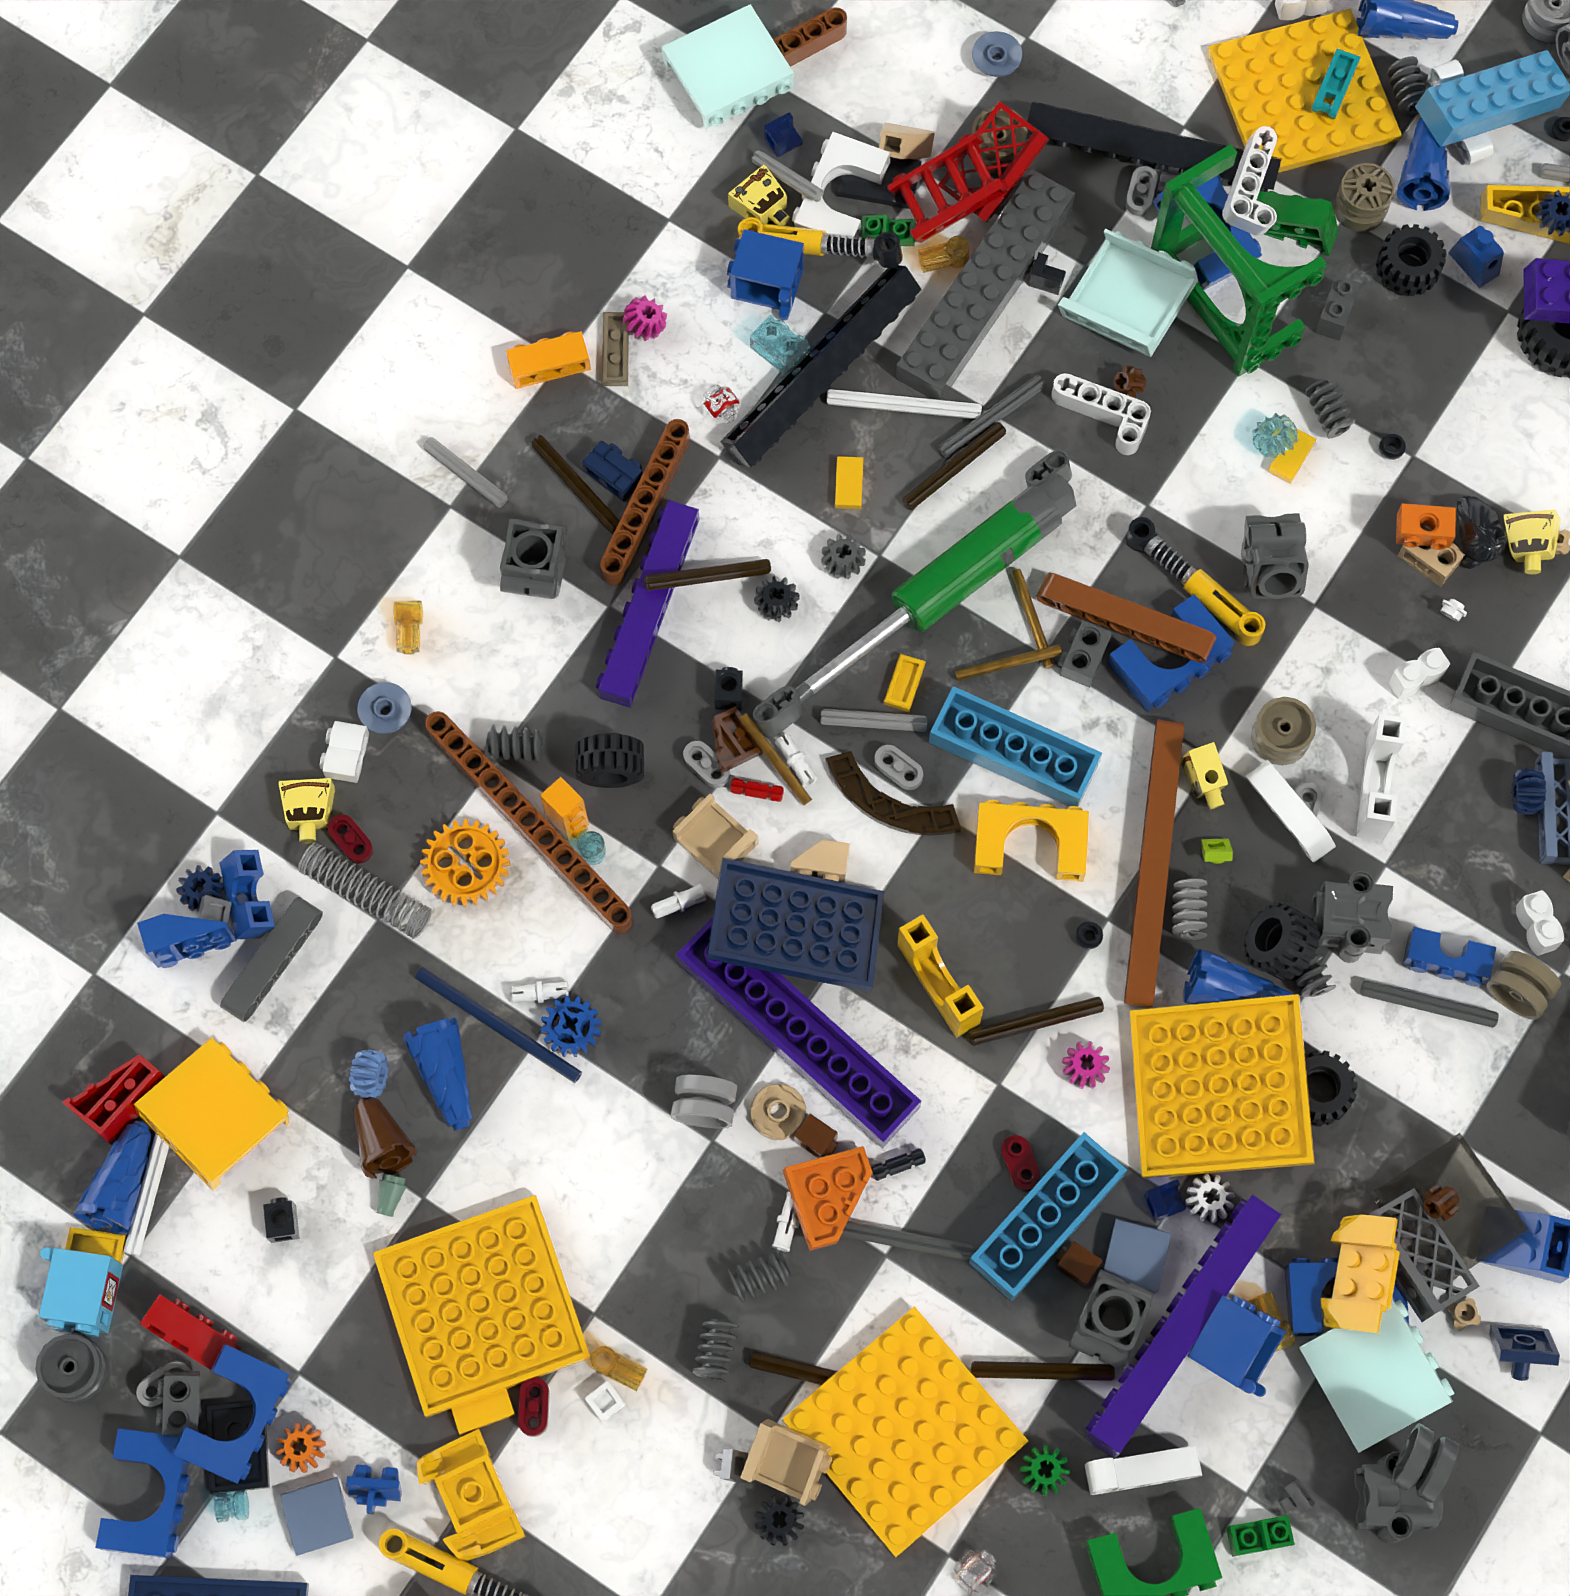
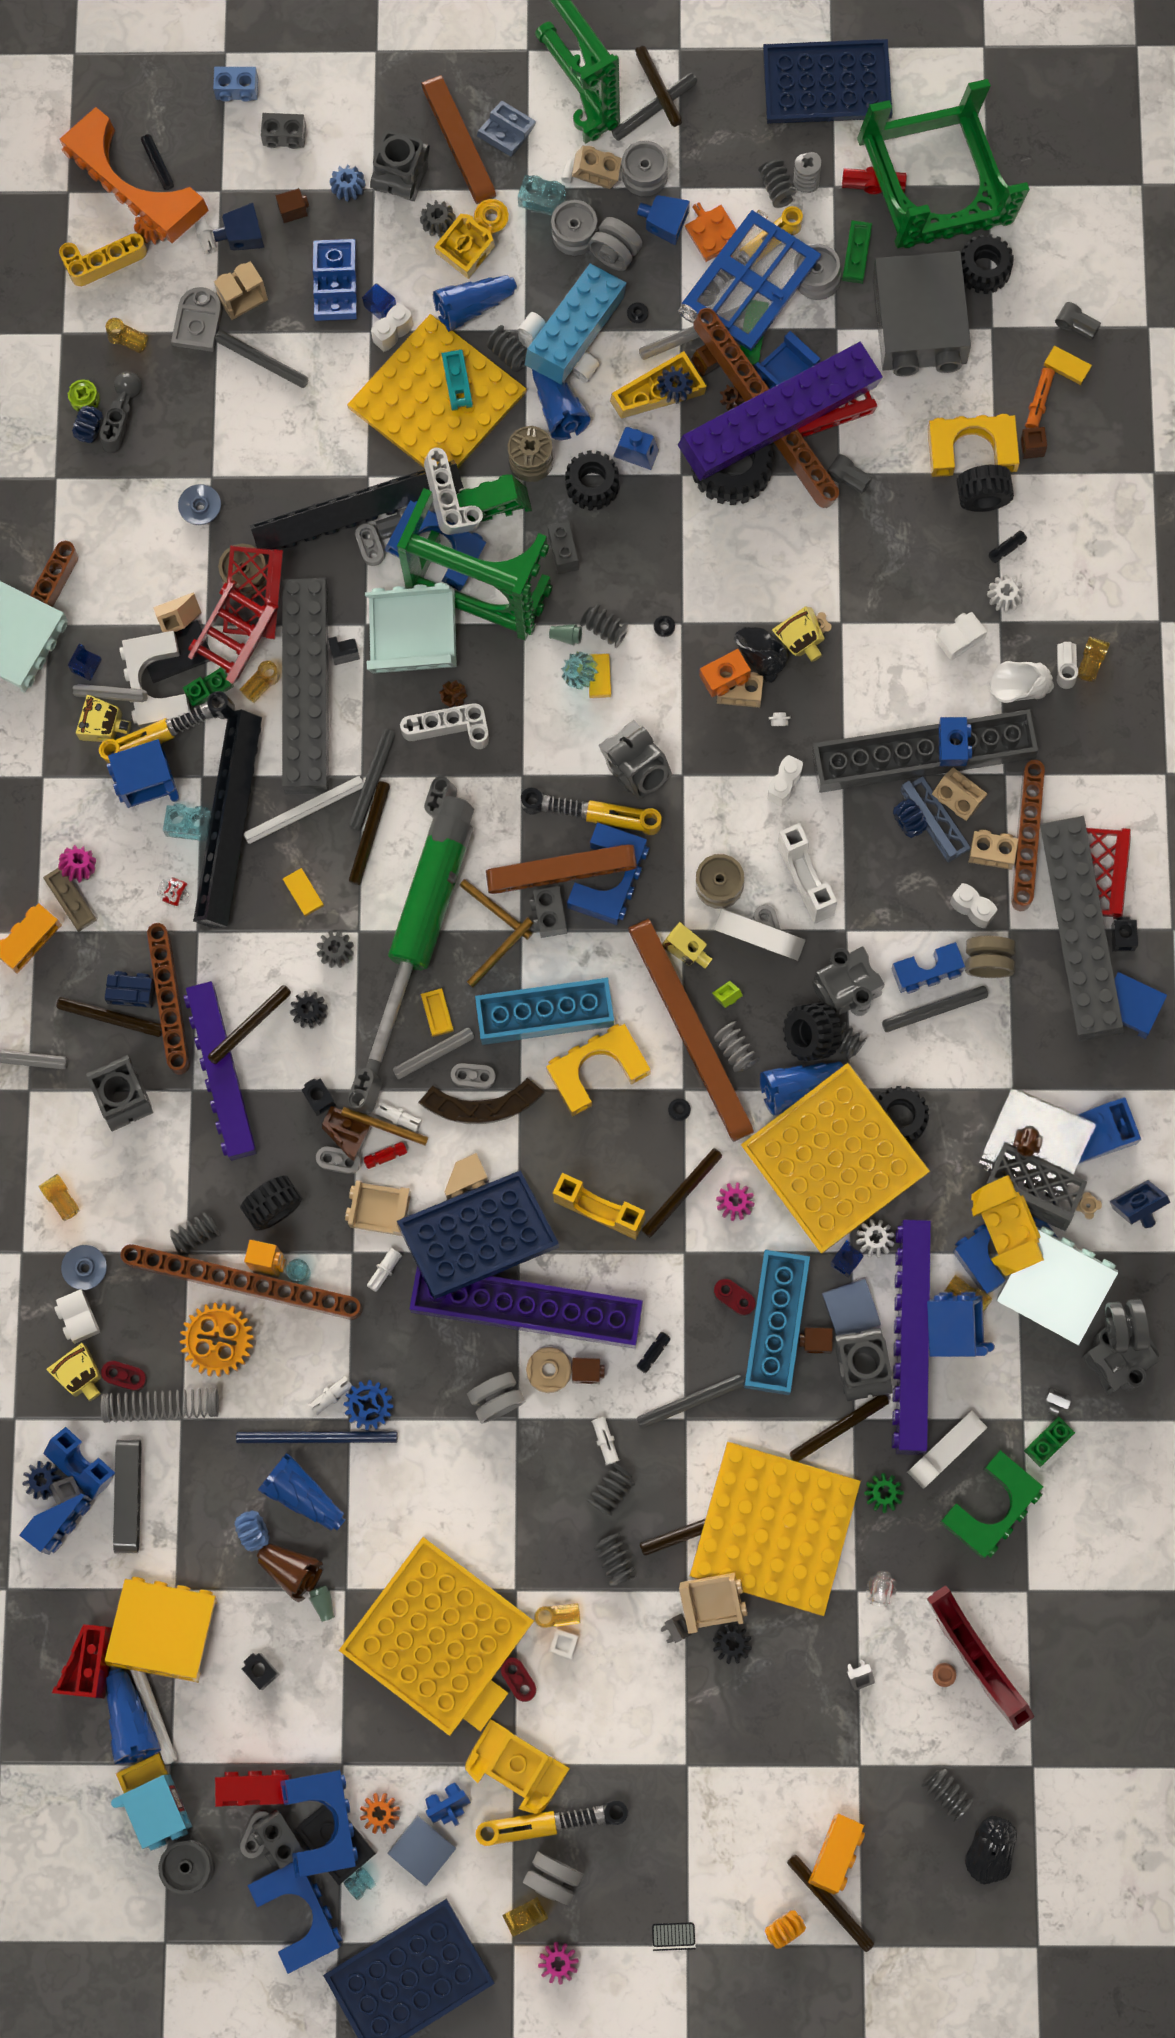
camera: 30 degrees left, 5 degrees up
(827, 1193) = (620, 1404): orange plate -> none
(1286, 394) = (568, 634): none -> sand green cone

